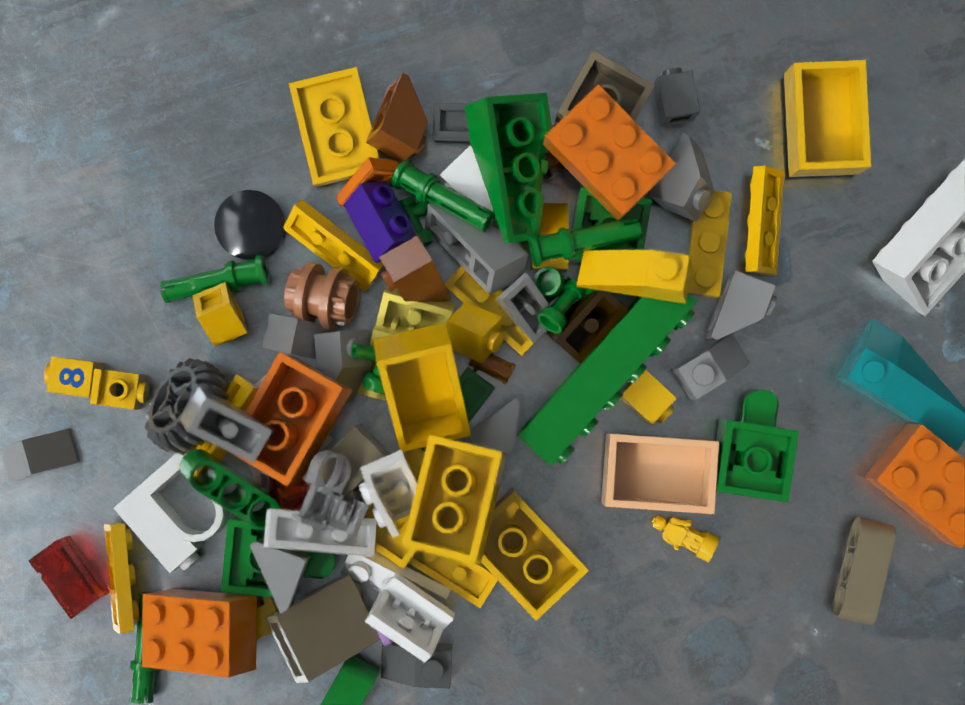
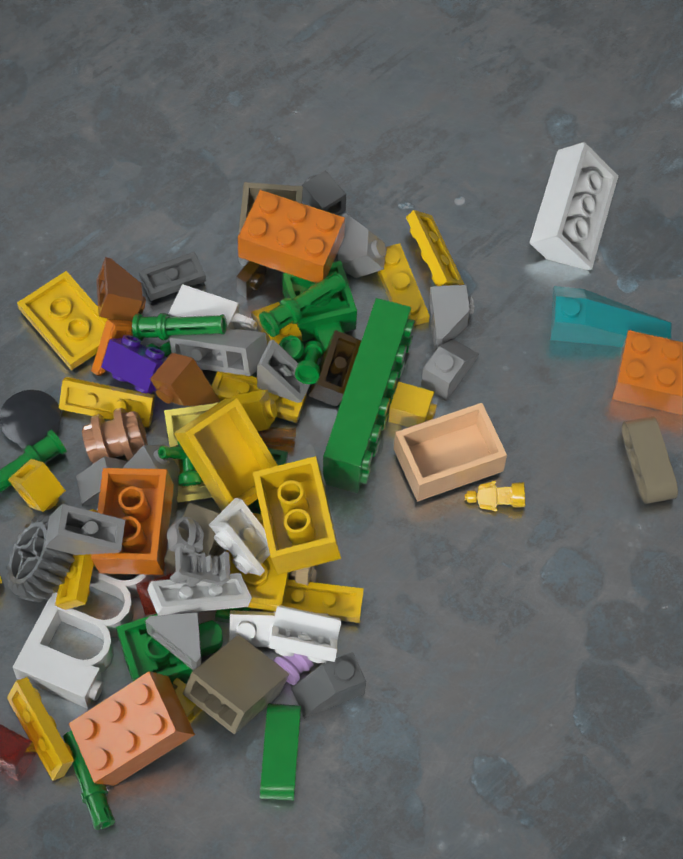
camera: 25 degrees left, 25 degrees down
(218, 478) = (94, 593): green beam -> none
(511, 158) = (211, 267): green wedge -> none
(529, 556) = (377, 557): yellow brick -> none
(637, 273) = (355, 302): yellow slope -> none
(752, 451) = (518, 406): green brick -> none
(827, 118) = (442, 164): yellow piece -> none

